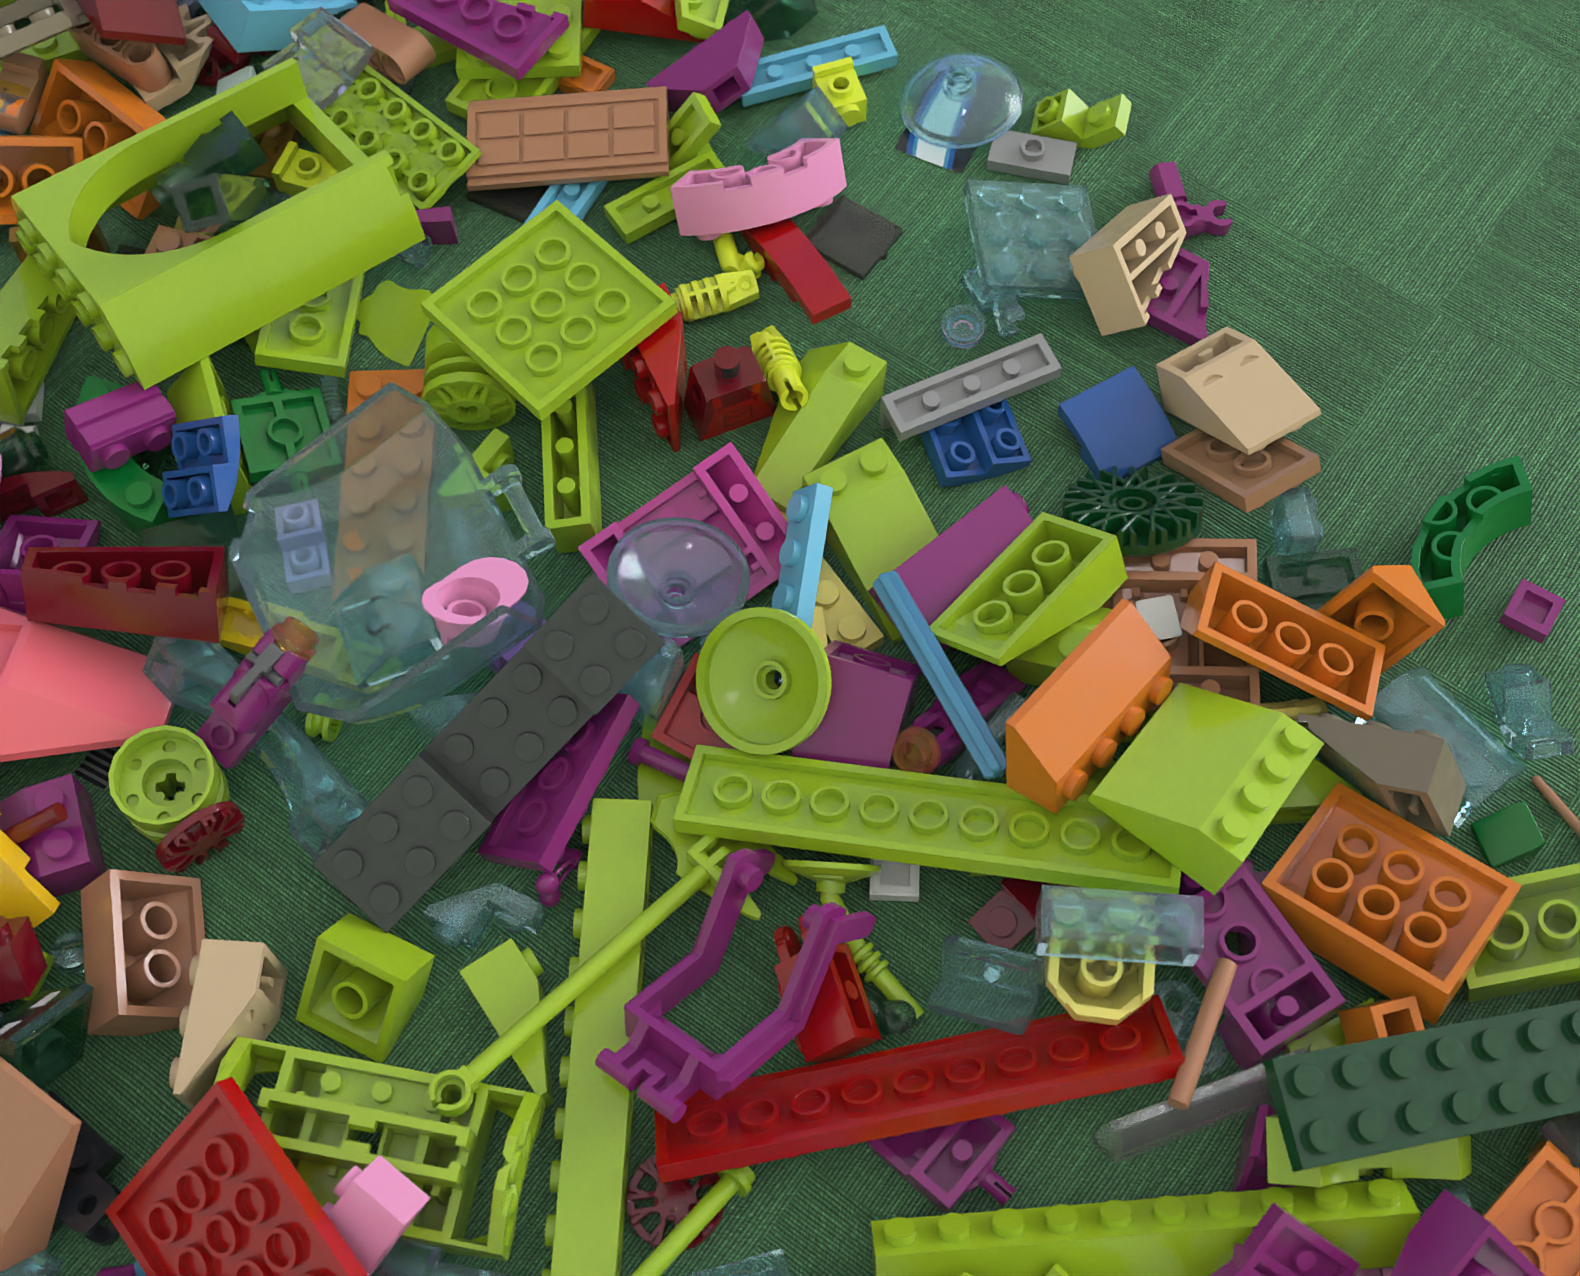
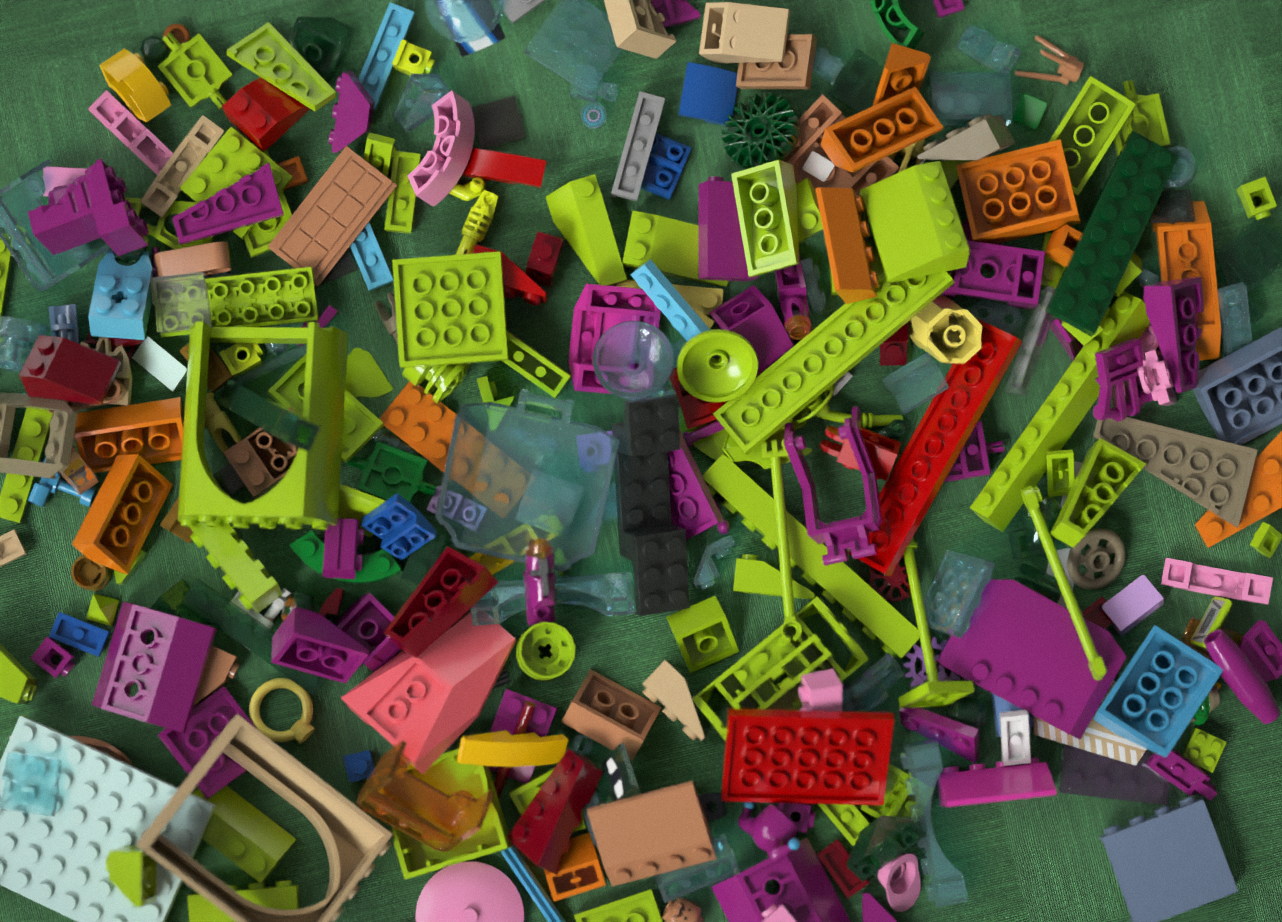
camera: 55 degrees left, 20 degrees up
(198, 835) = (580, 659): dark red wheel -> none
(224, 150) = (220, 404): clear green piece -> none
(473, 593) = (577, 455): bright pink piece -> none
(779, 367) = (549, 222): neon yellow hinge -> none
(941, 675) = (774, 288): dark azure axle -> none
(1119, 925) = (948, 317): clear light blue brick -> none
(1202, 1034) = (1012, 320): nougat bar -> none

